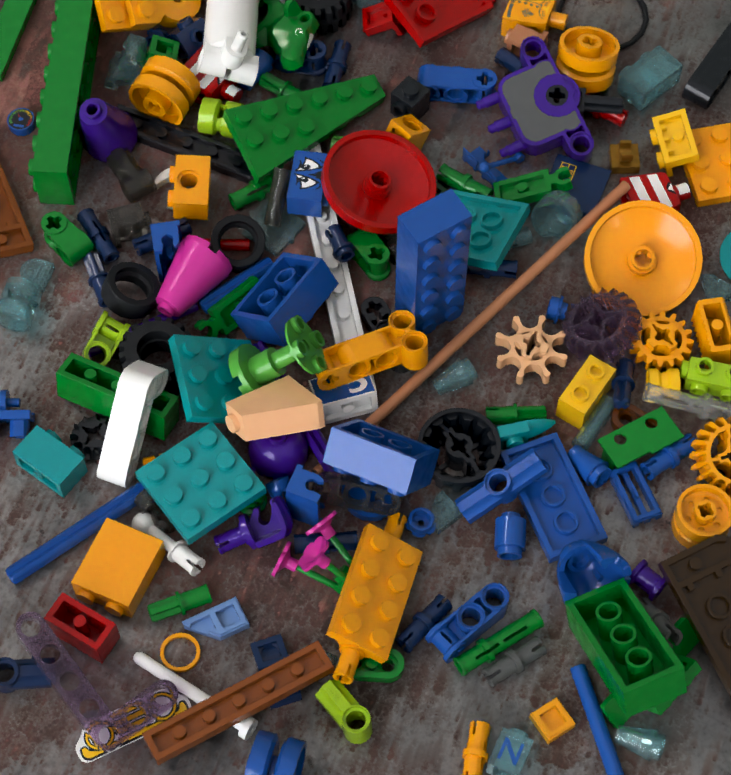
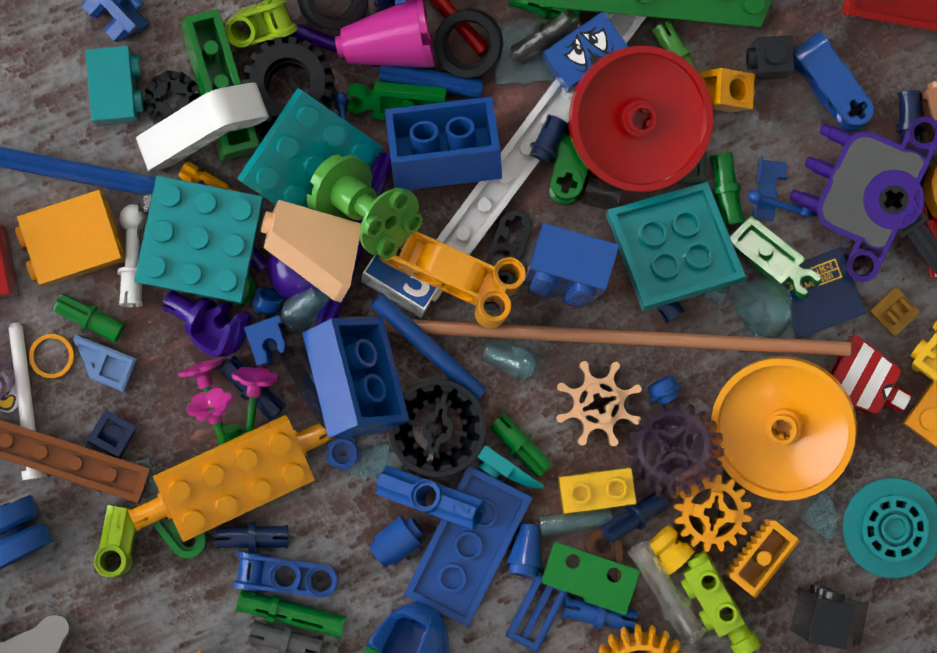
camera: 45 degrees right, 25 degrees up
(306, 453) = (302, 309): none -> clear light blue cone
(390, 413) = (426, 345): none -> blue piece

